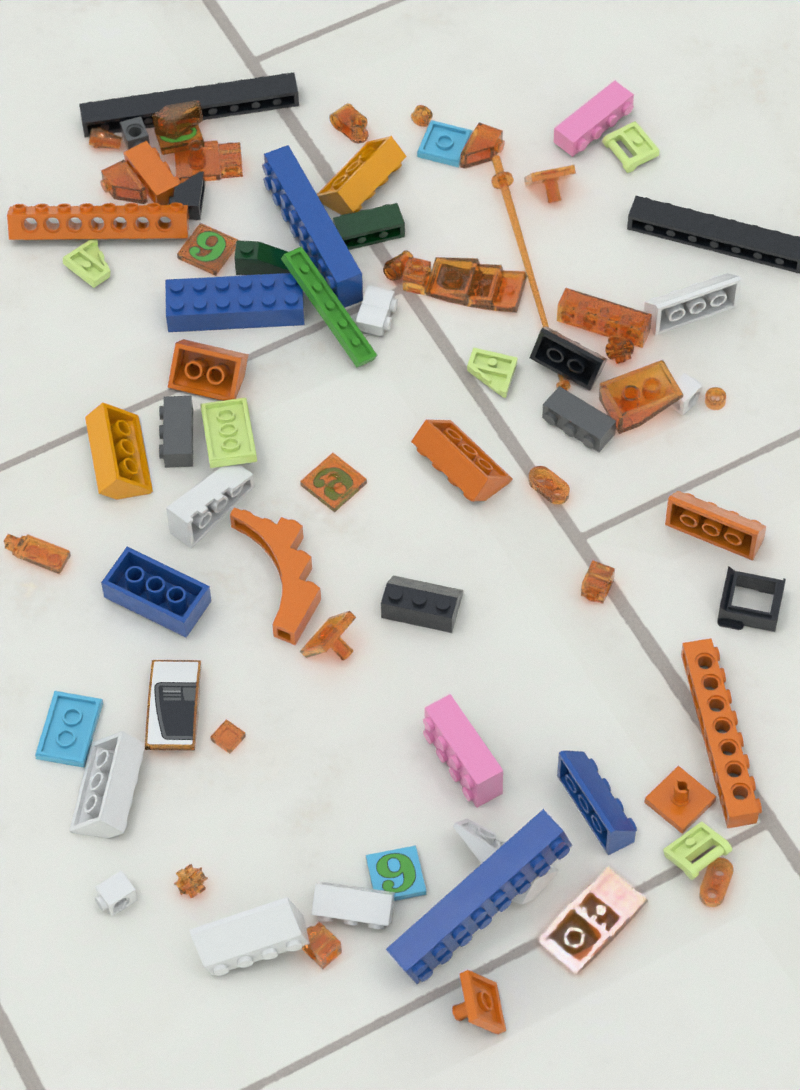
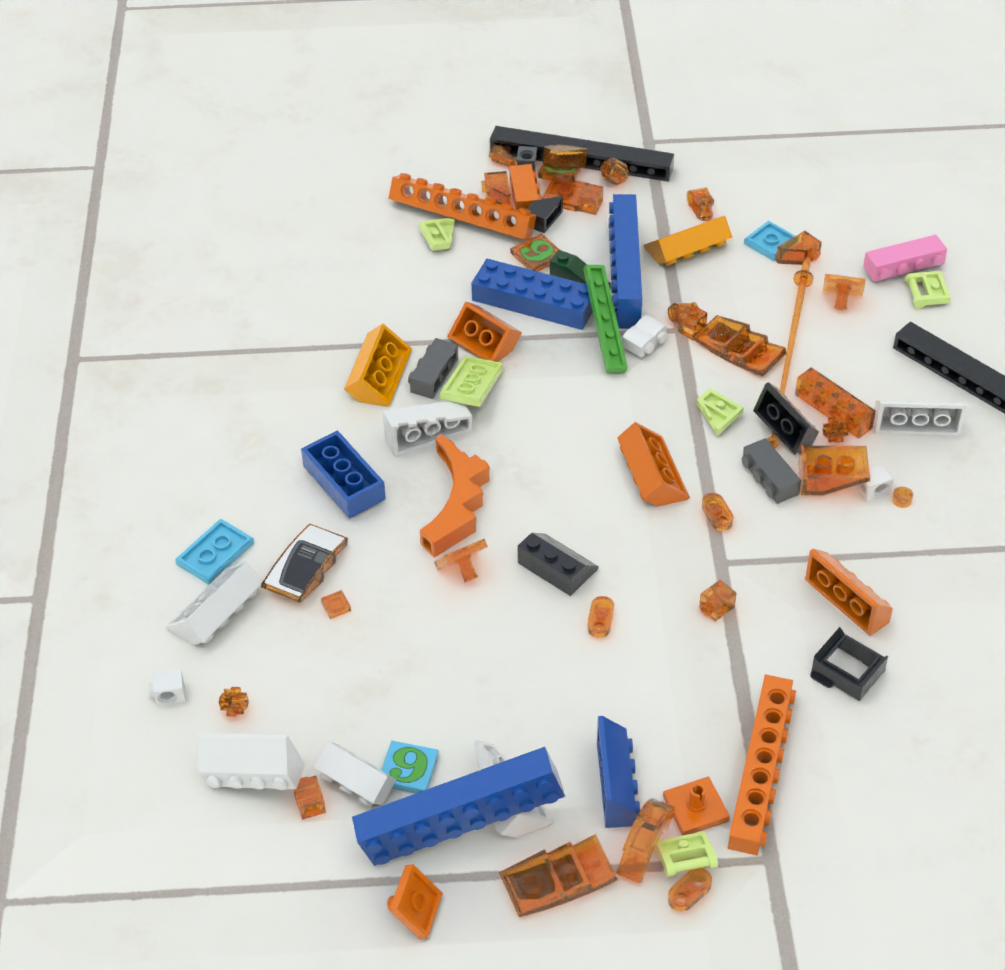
camera: 25 degrees right, 10 degrees down
(38, 552) = (272, 415): clear orange hinge -> none
(239, 116) = (614, 171): none -> clear orange head
(333, 482) = (537, 448): clear orange tile -> none
(371, 226) = (673, 277): dark green brick -> none
(421, 115) = (762, 215): clear orange bush -> none
(463, 751) = (519, 687): bright pink brick -> none
(495, 646) = (599, 618): none -> clear orange plate
(655, 852) = (644, 834): none -> clear orange arch

